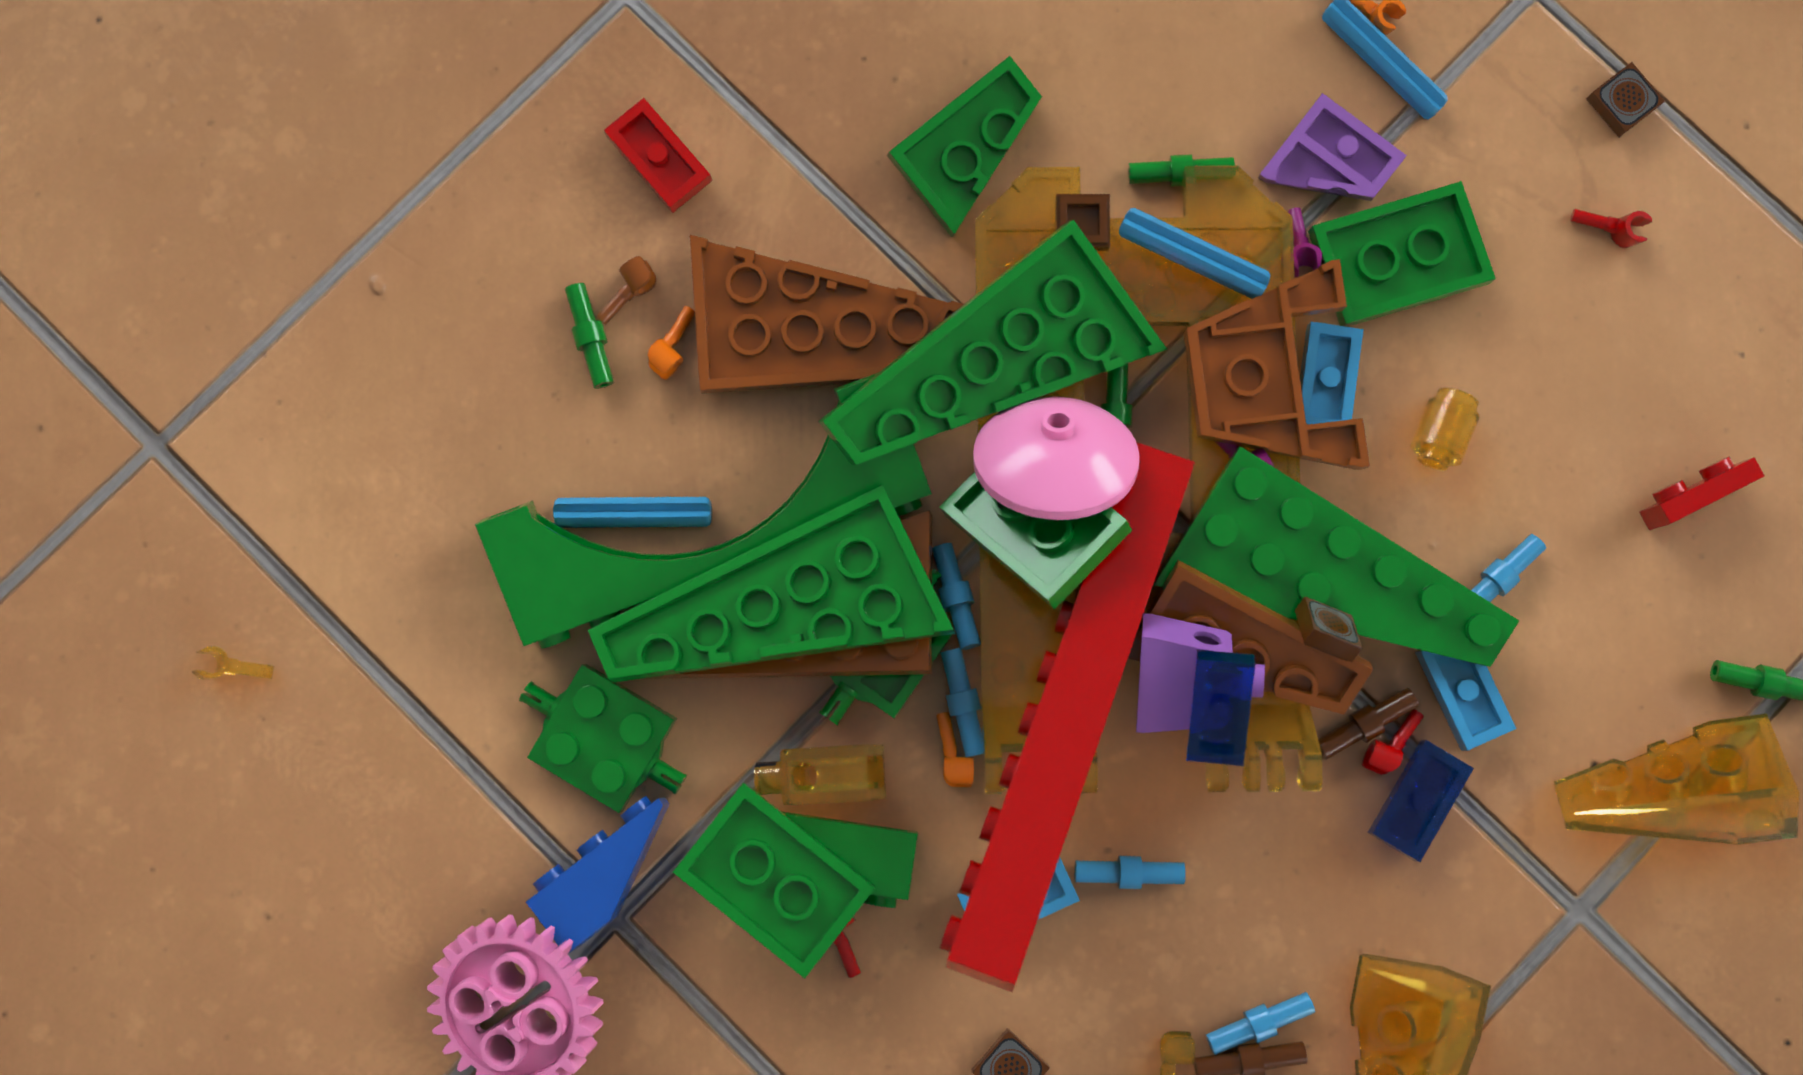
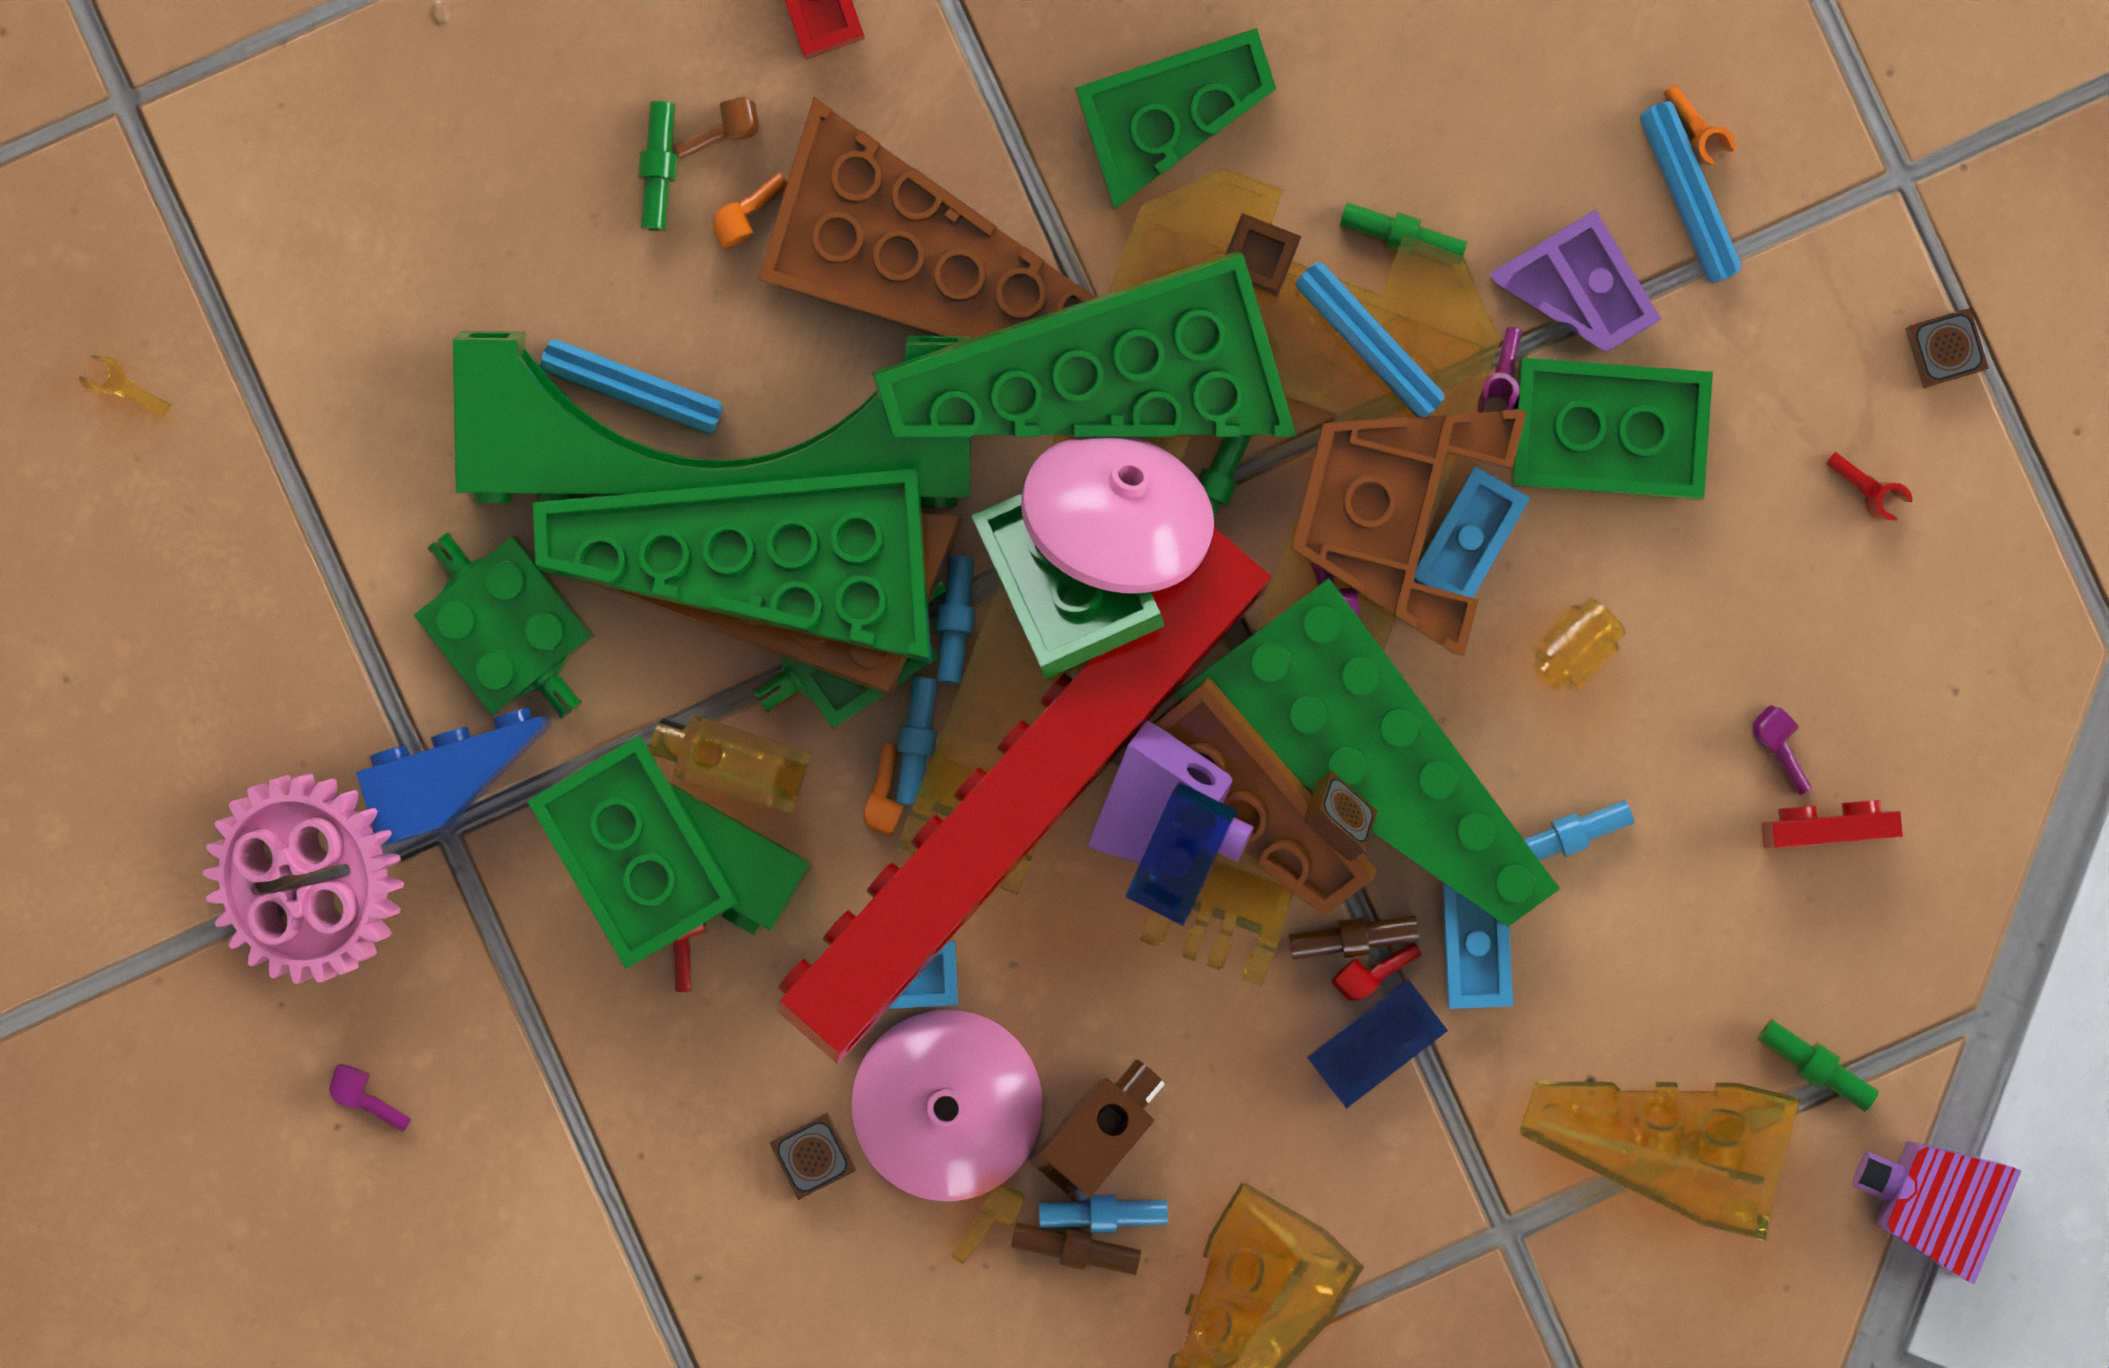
camera: 20 degrees right, 5 degrees up
(1076, 952) = (958, 1058): none -> bright pink dish
(1129, 872) = (1026, 997): dark azure bar -> none
(1220, 979) = (1078, 1152): none -> reddish brown torso
(1620, 438) = (1772, 731): none -> magenta hand

